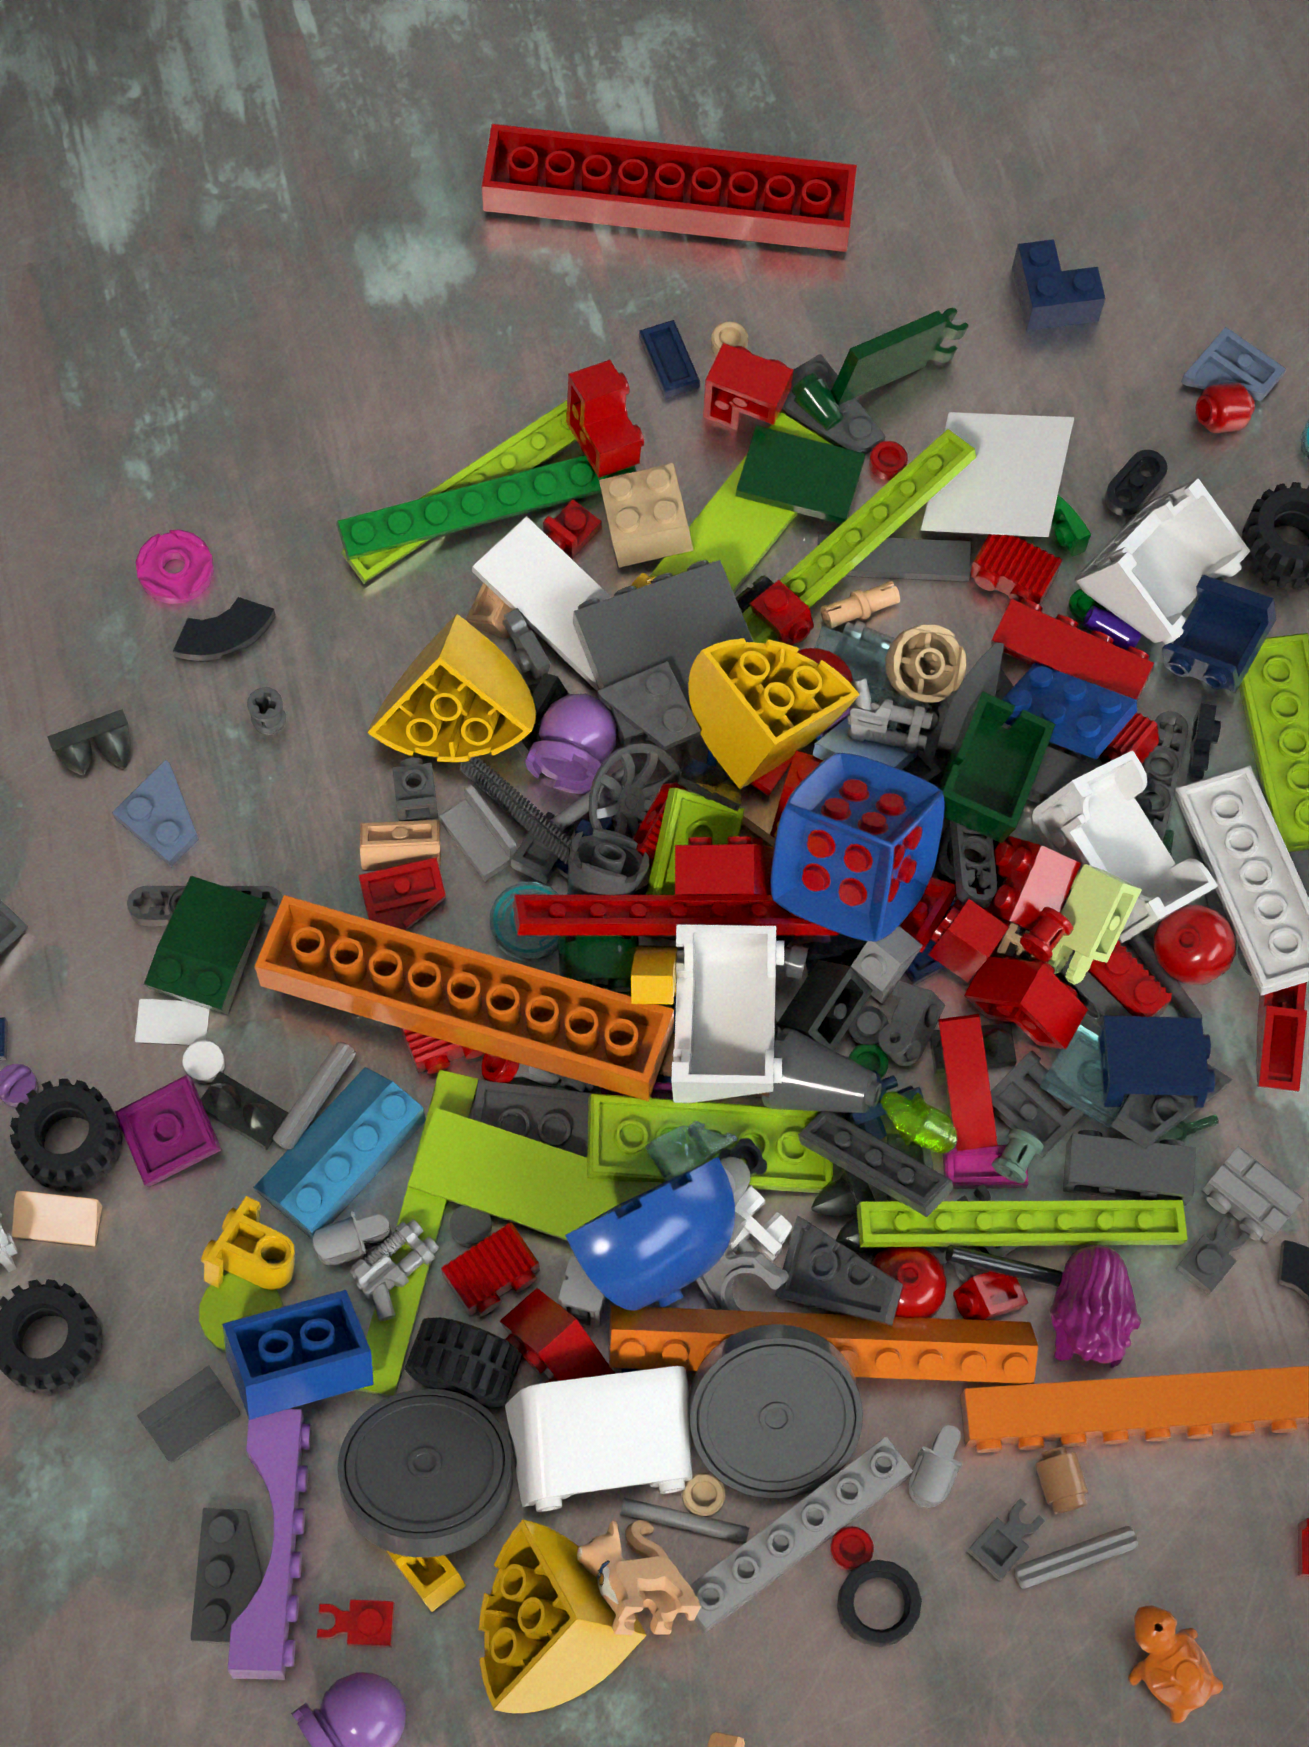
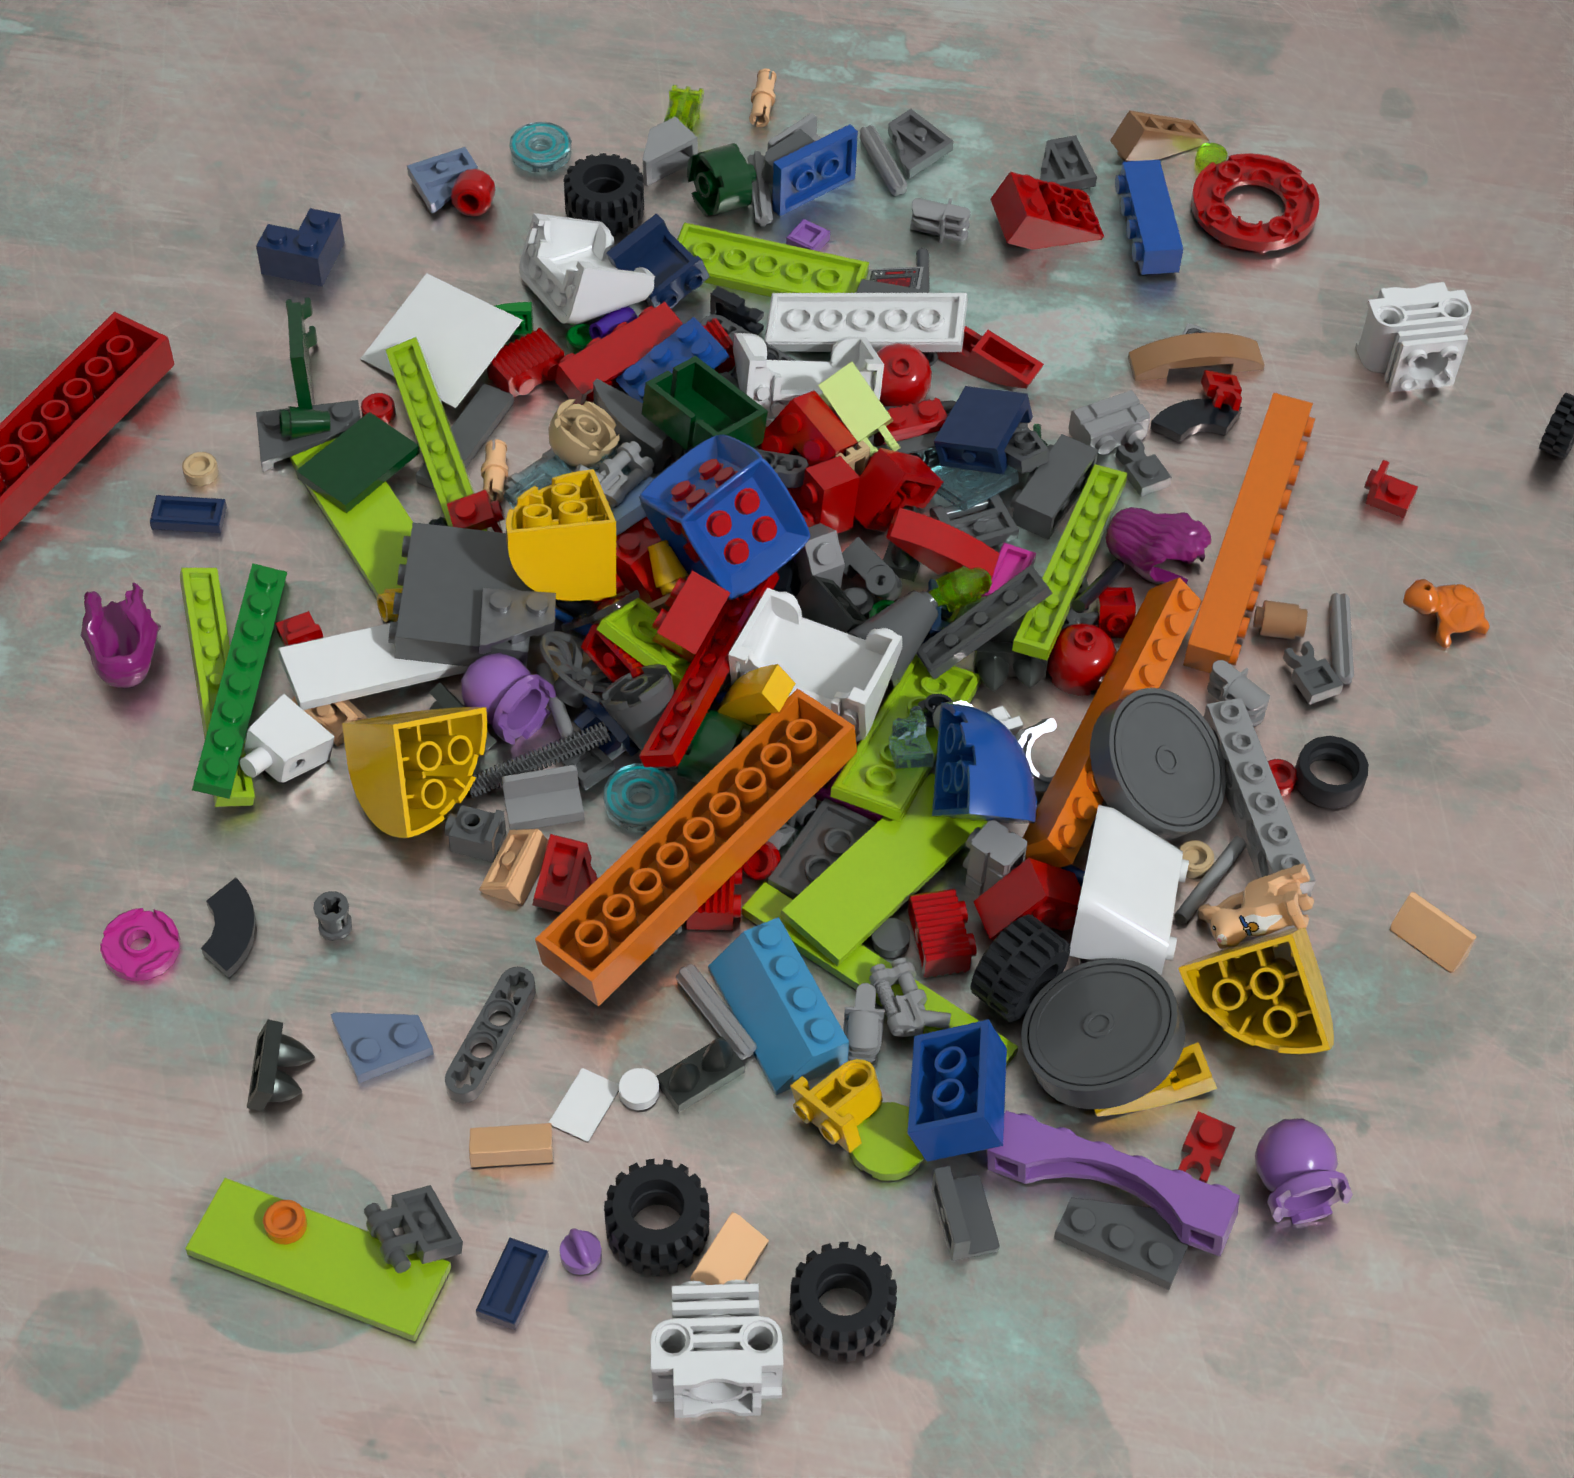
camera: 65 degrees left, 15 degrees down
(101, 975) = (511, 1145): none -> light nougat slope
(168, 1131) = (694, 1133): magenta tile -> none
(206, 945) = (537, 1038): dark green slope -> none
(429, 574) = (285, 742): none -> white torso
(482, 377) = (119, 637): none -> magenta hair
(529, 651) = (393, 700): dark grey plate -> none
(601, 420) = (228, 562): red brick -> none
(646, 515) = (328, 571): tan brick -> none
(745, 385) = (257, 458): red brick -> none
(836, 1278) = (1062, 690): dark grey wing -> none
(1017, 1155) = (1014, 542): sand green bush -> none
(1046, 934) = (861, 432): red bush -> none
(1134, 485) = (499, 268): black plate -> none

